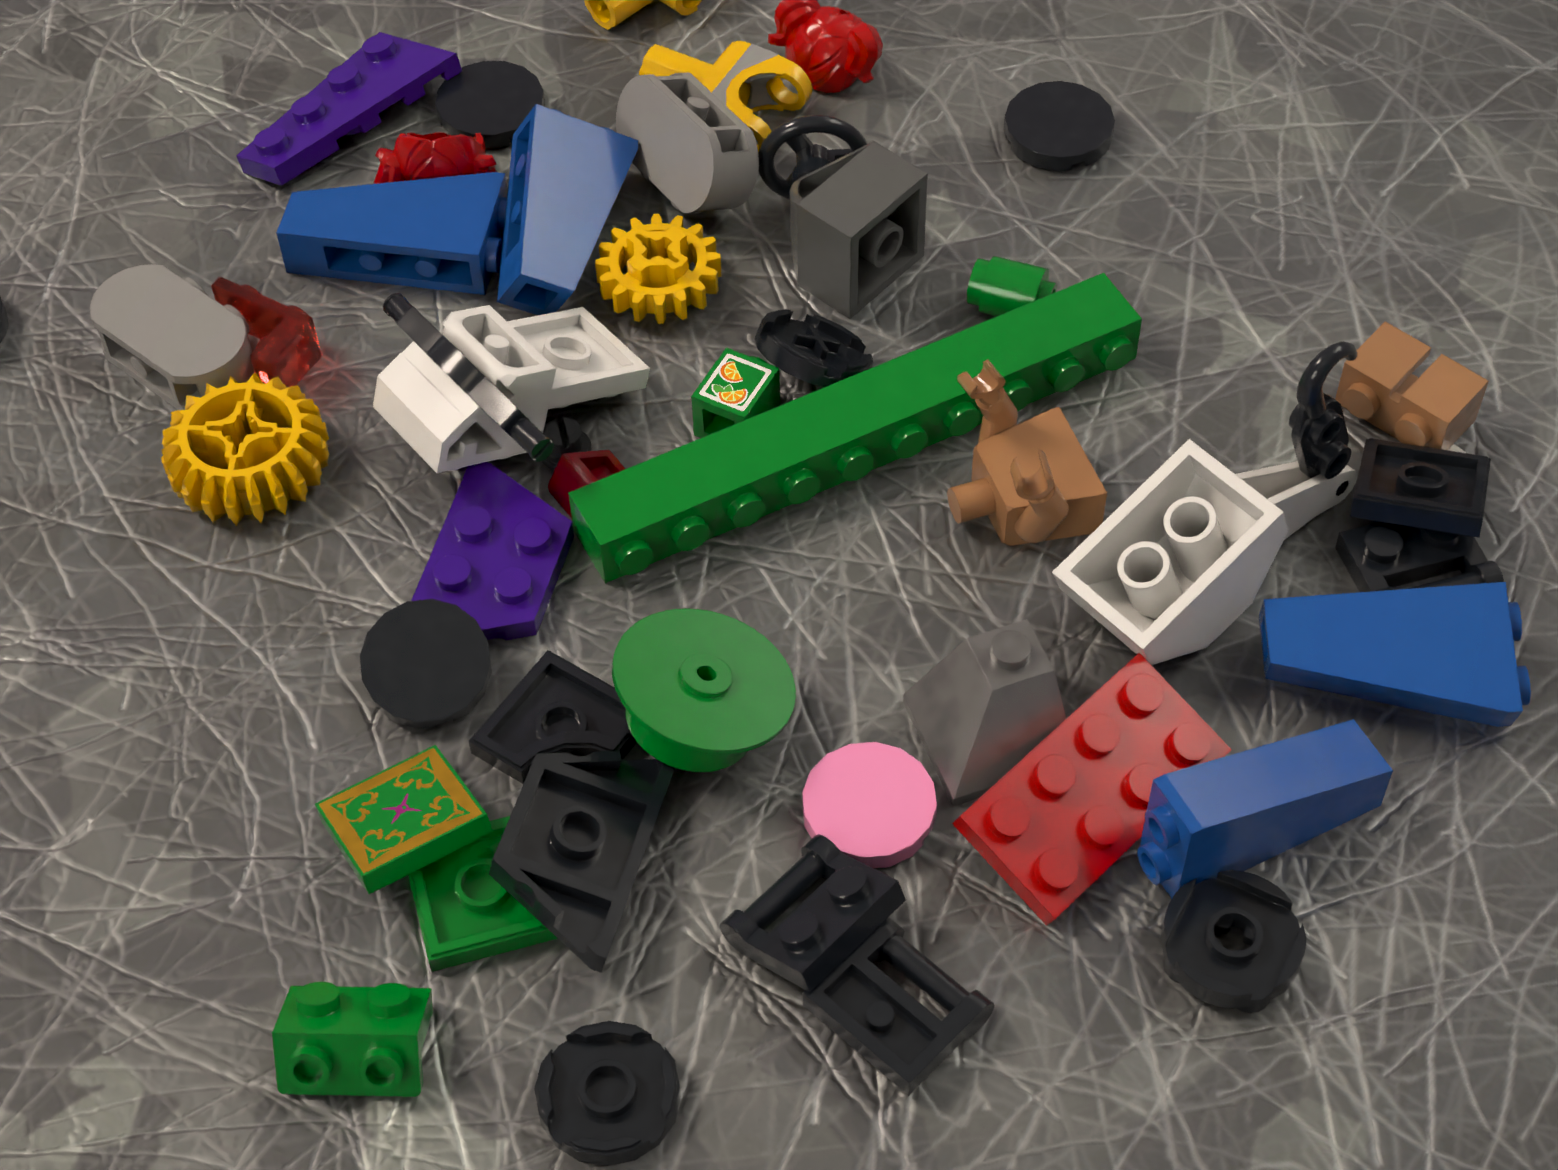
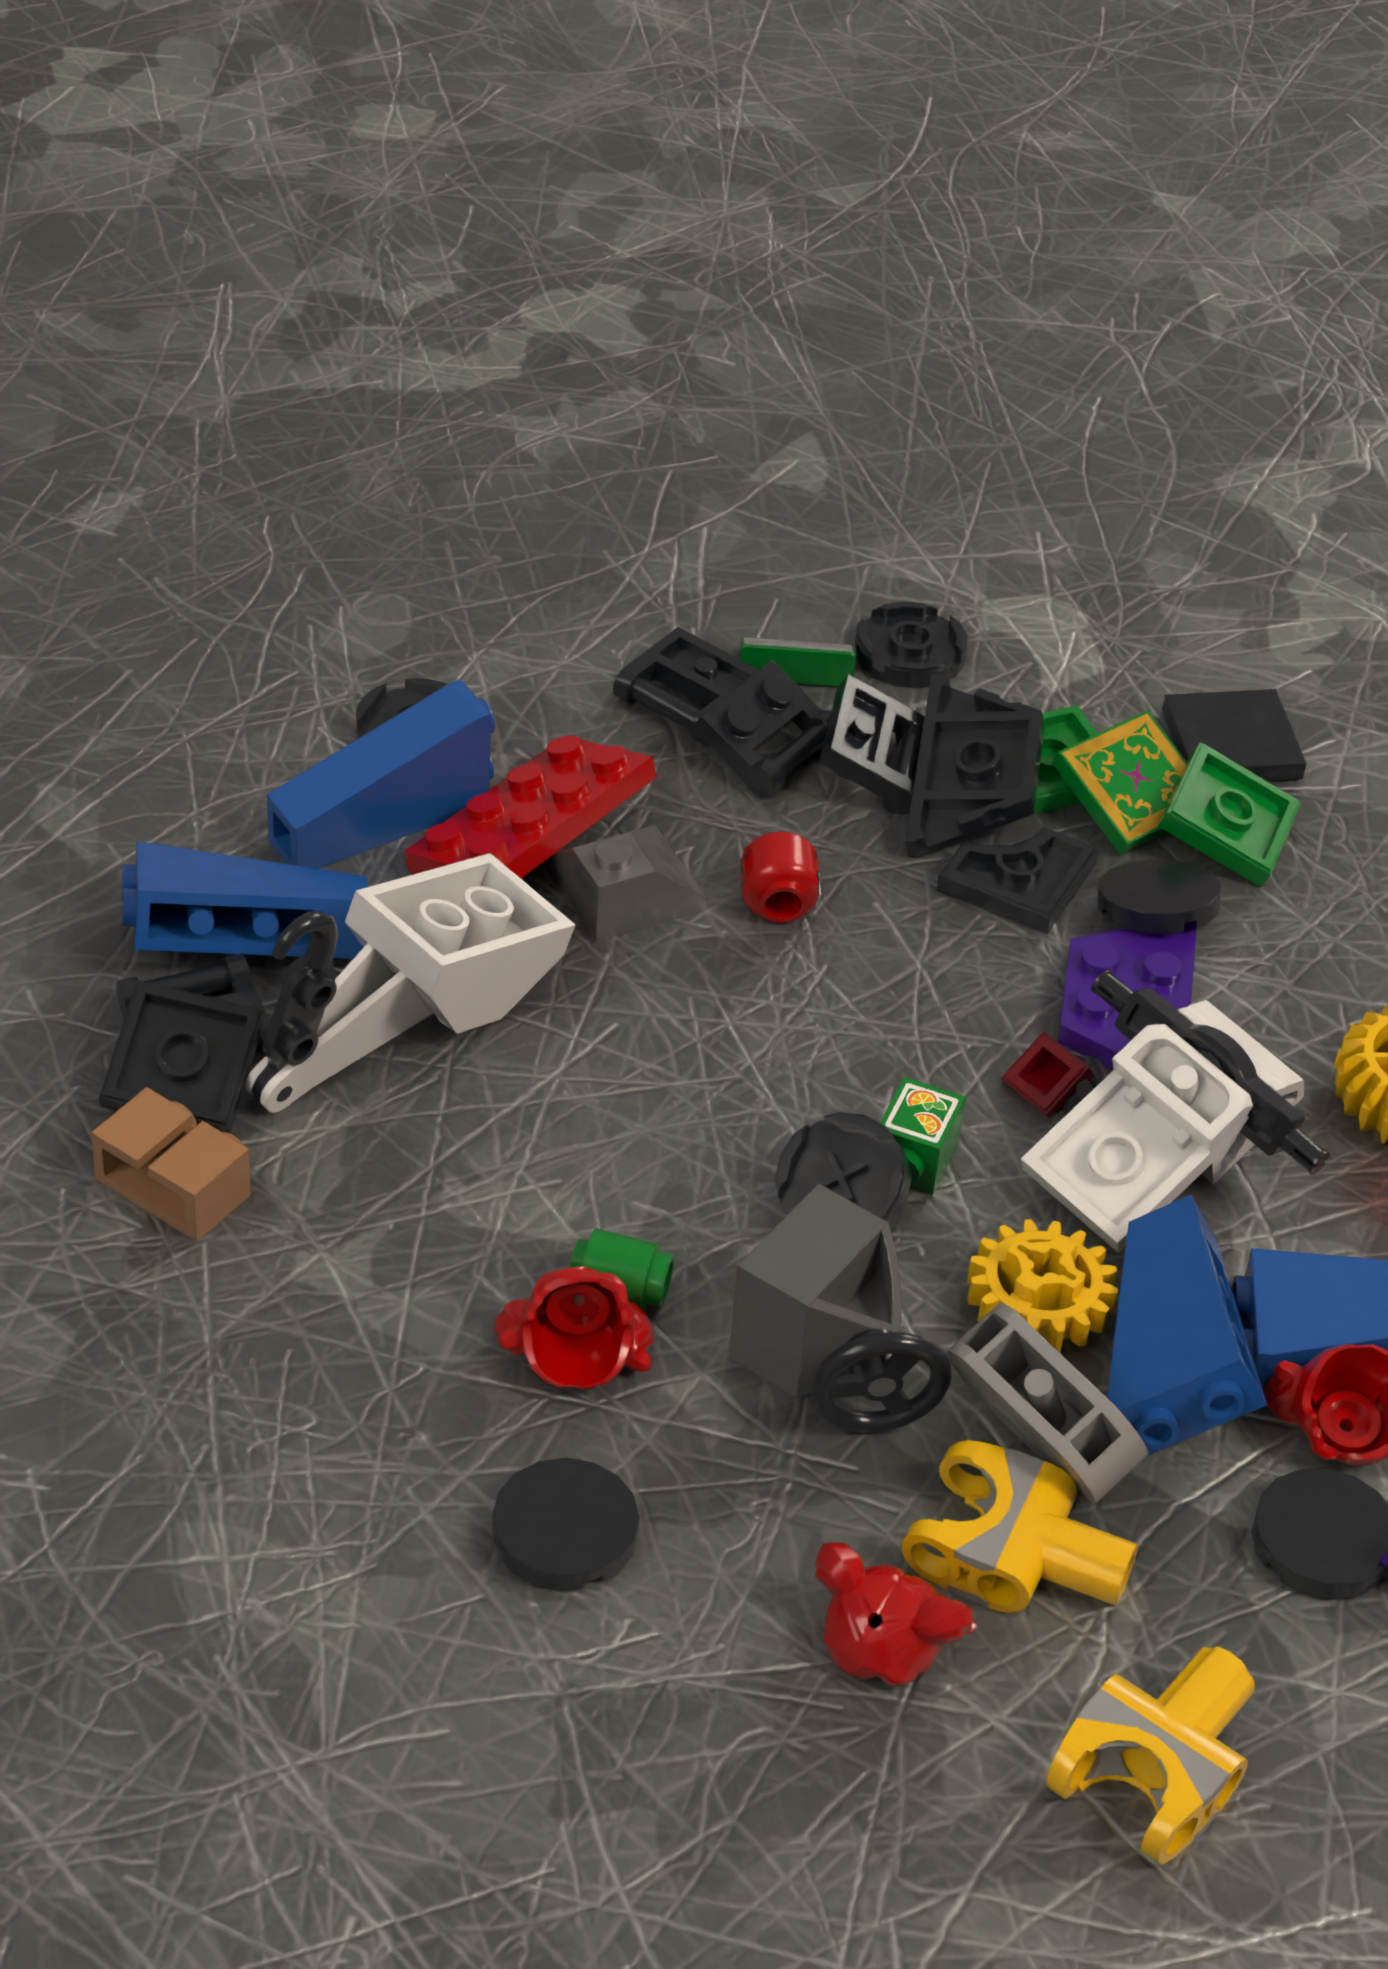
camera: 170 degrees right, 10 degrees down
(252, 919) = (1241, 726): none -> black tile
(308, 773) = (1229, 814): none -> green tile
(352, 1040) = (1120, 659): green bracket -> none
(701, 688) = (895, 840): green piece -> none
(705, 880) = (860, 741): none -> black plate
(758, 1059) = (801, 660): none -> green slope
(829, 700) = (780, 876): none -> red head
(848, 428) = (738, 1130): green brick -> none
(870, 803) = (725, 814): bright pink tile -> none
(1028, 473) = (591, 1053): medium nougat torso -> none
(1056, 239) = (573, 1337): none -> red hair

